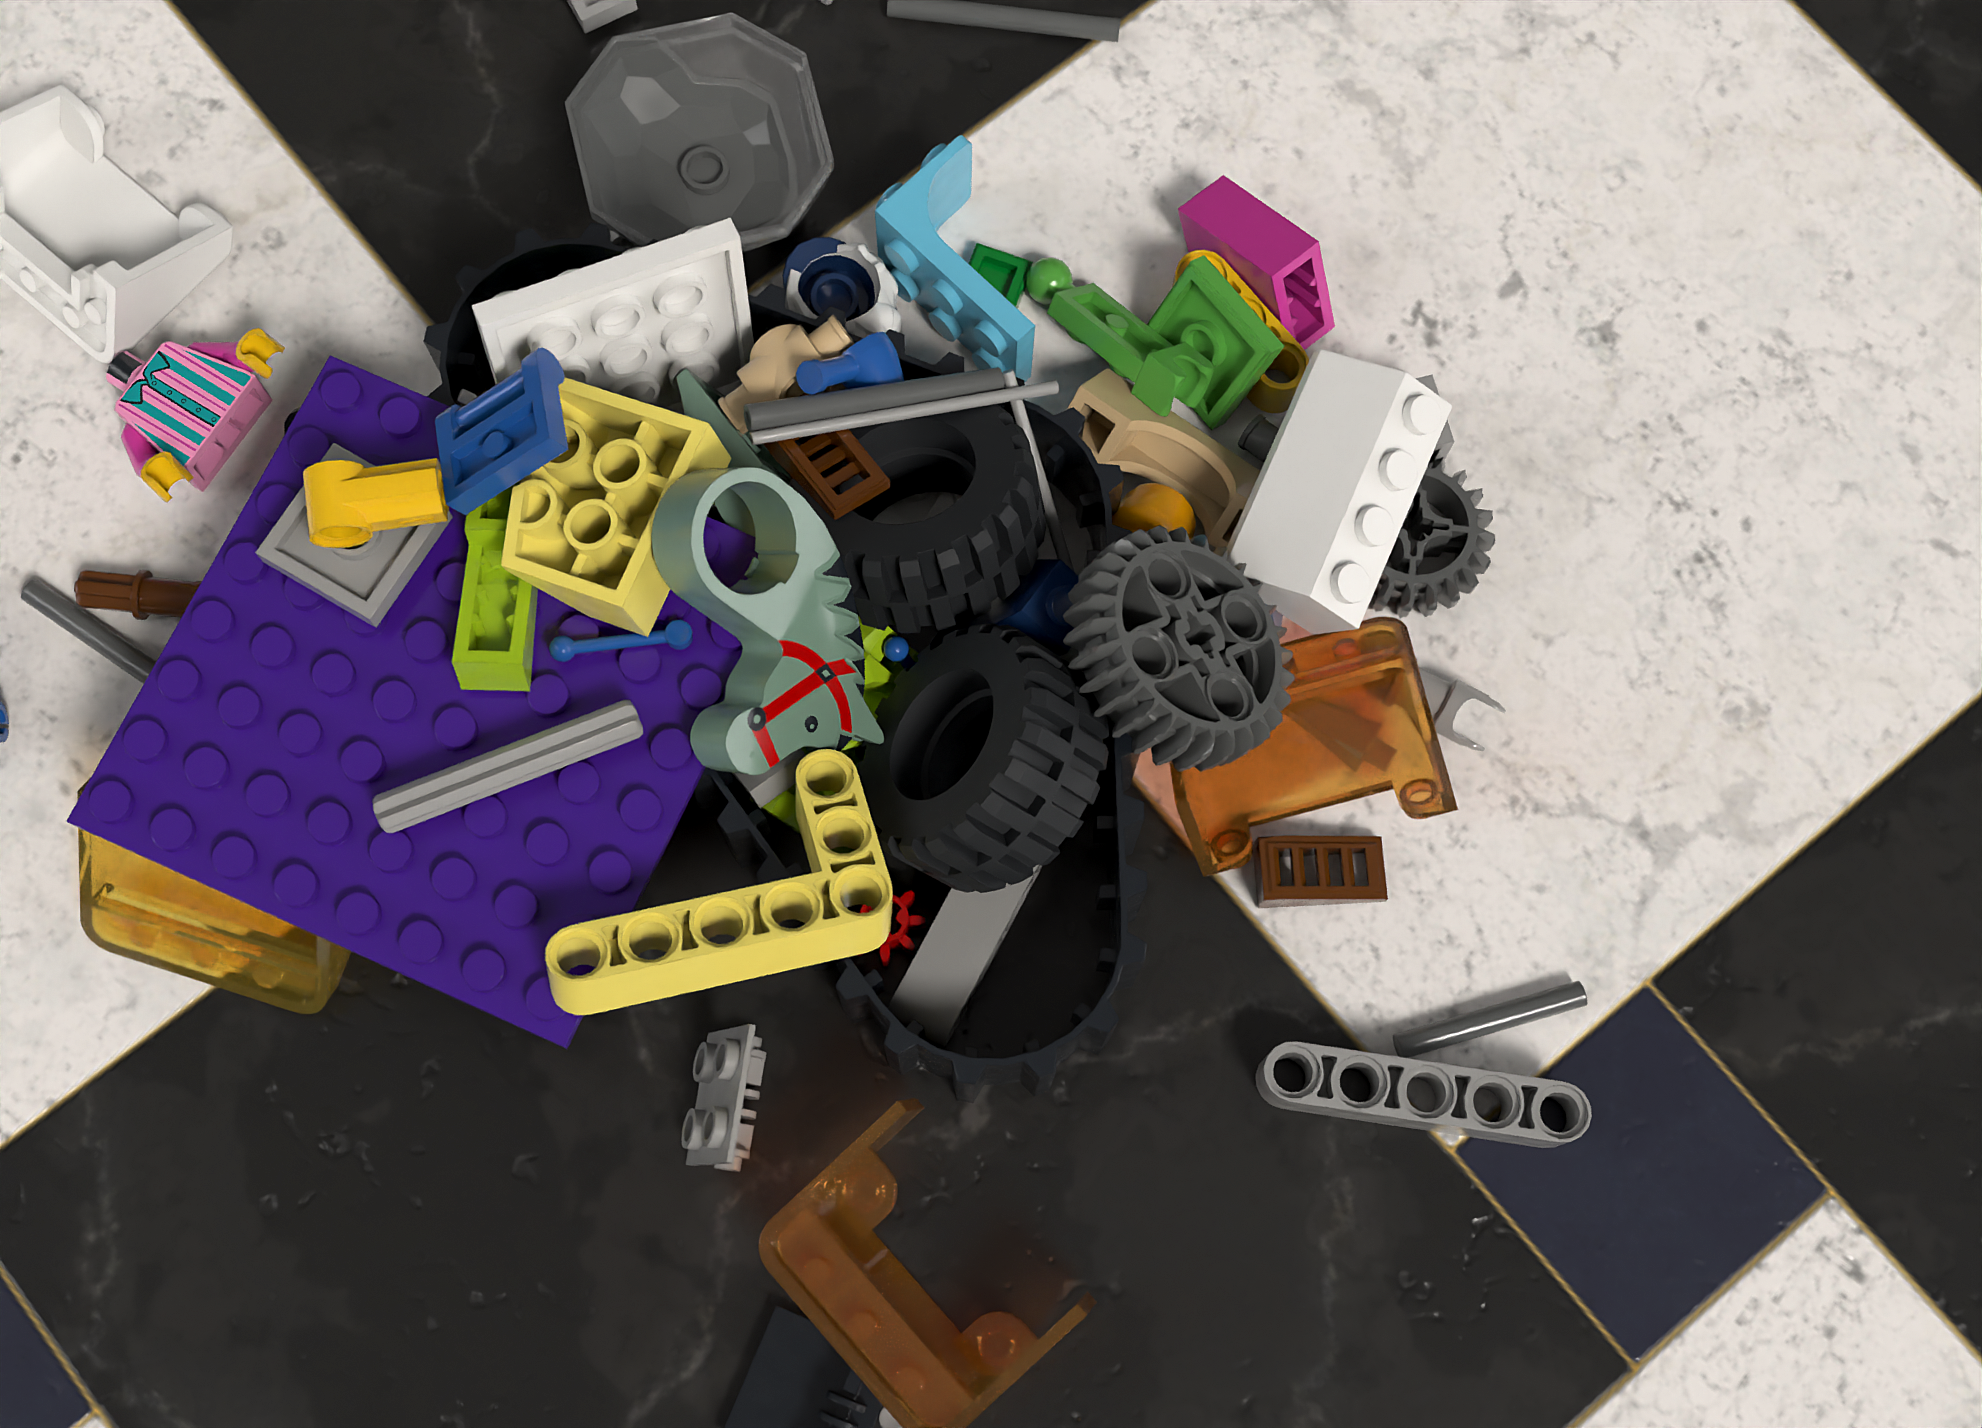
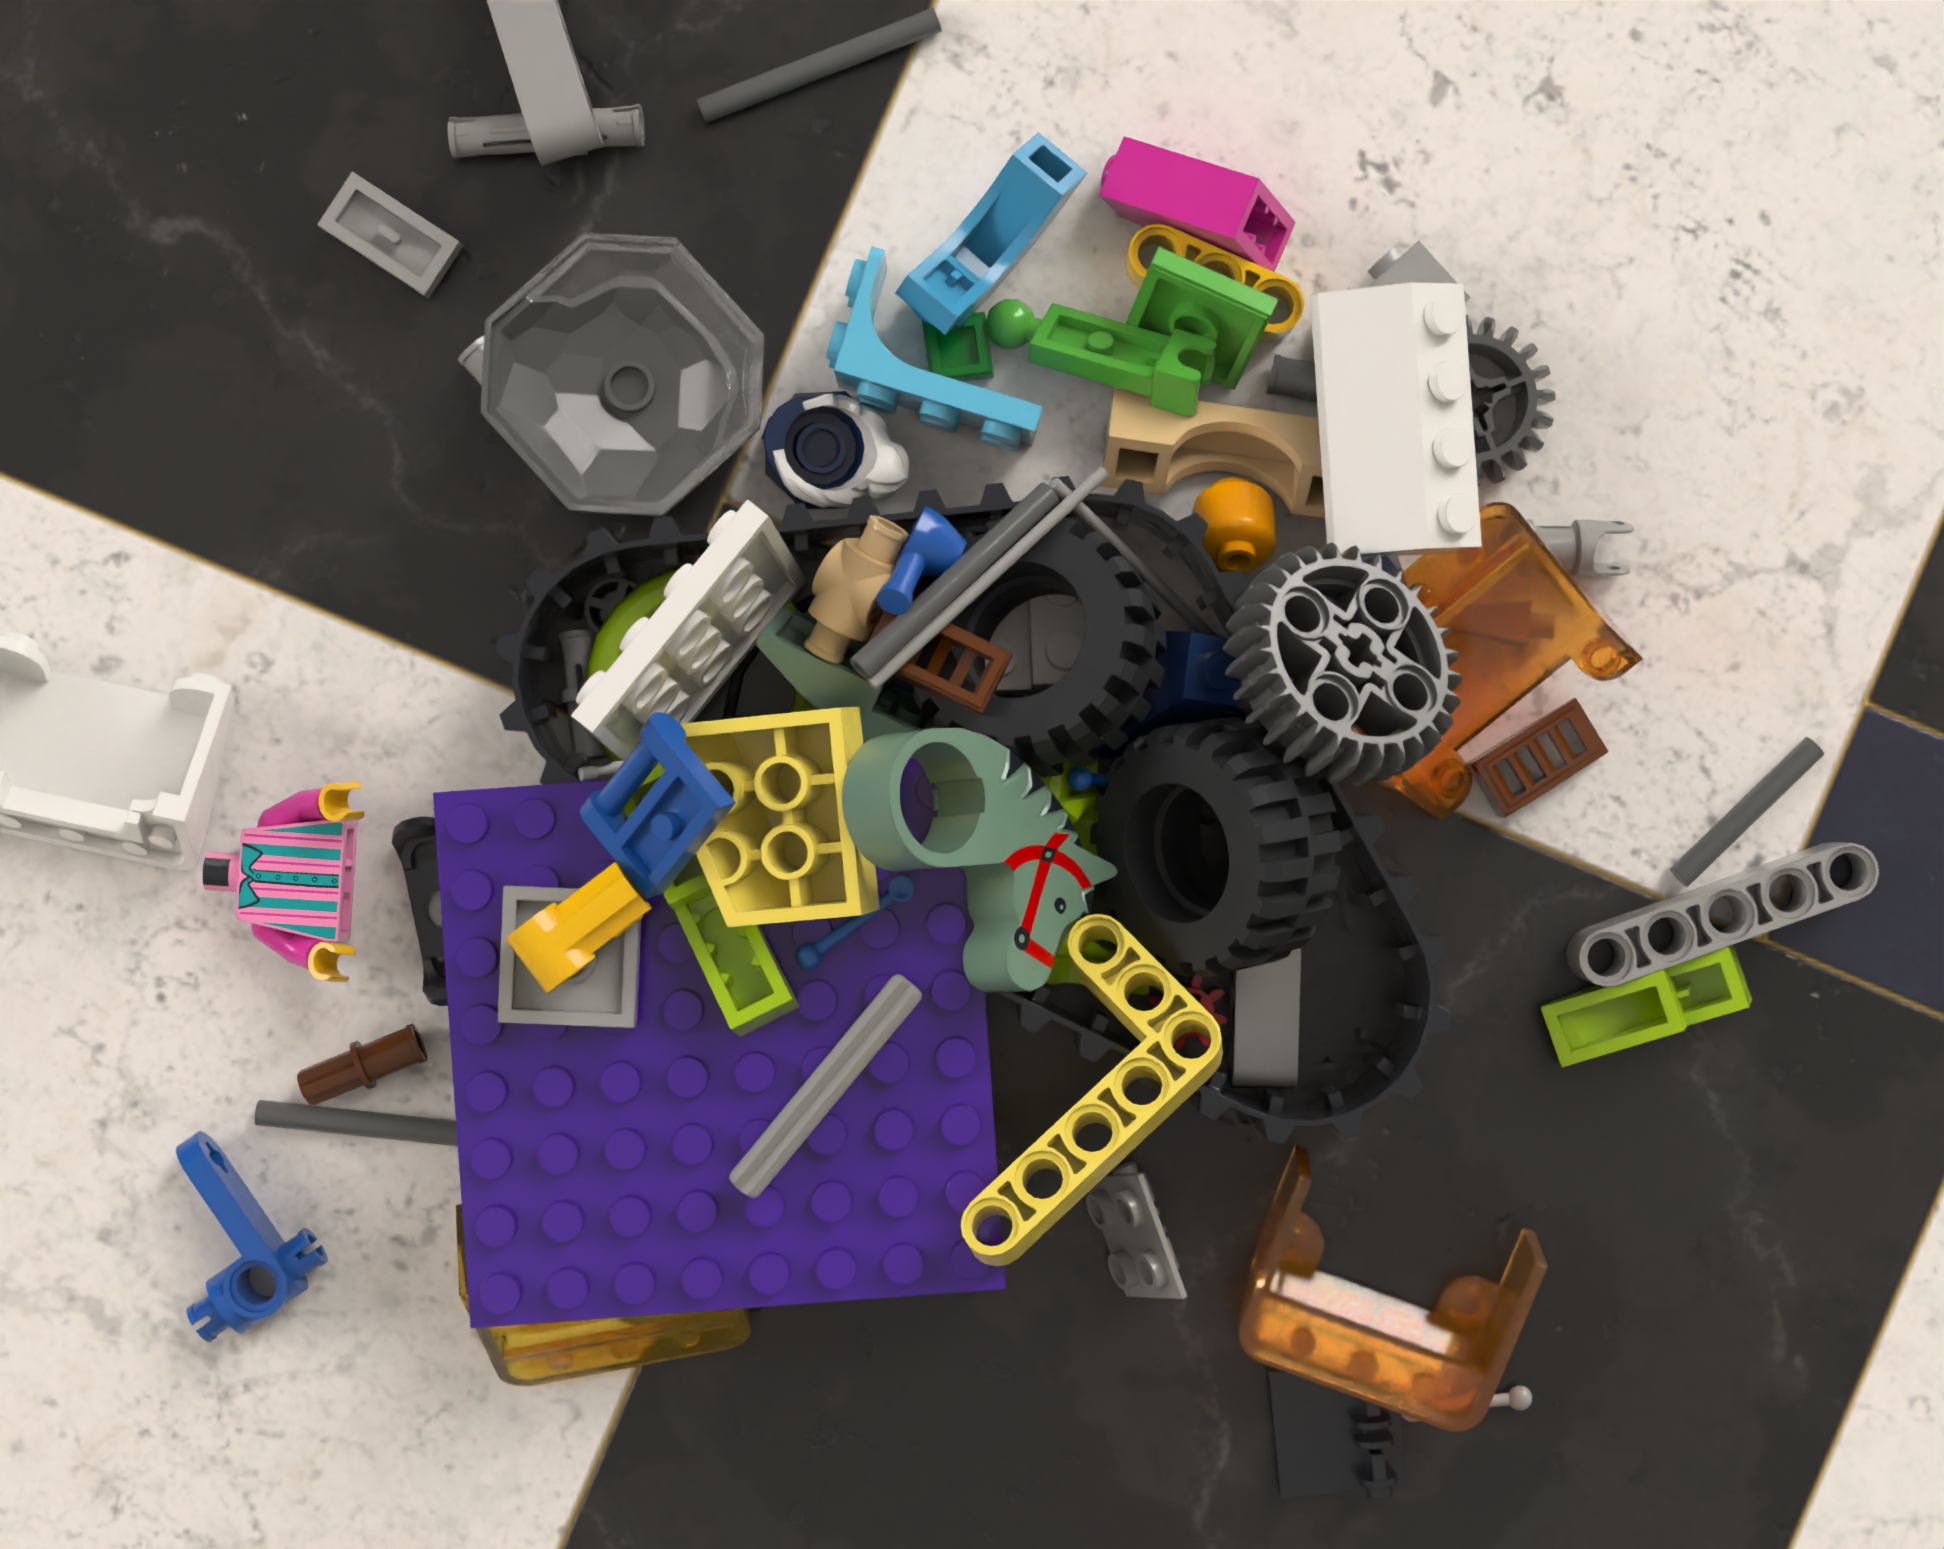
camera: 25 degrees left, 15 degrees up
(1074, 206) = (993, 236): none -> dark azure arch
(1311, 1143) = (1646, 1008): none -> lime slope

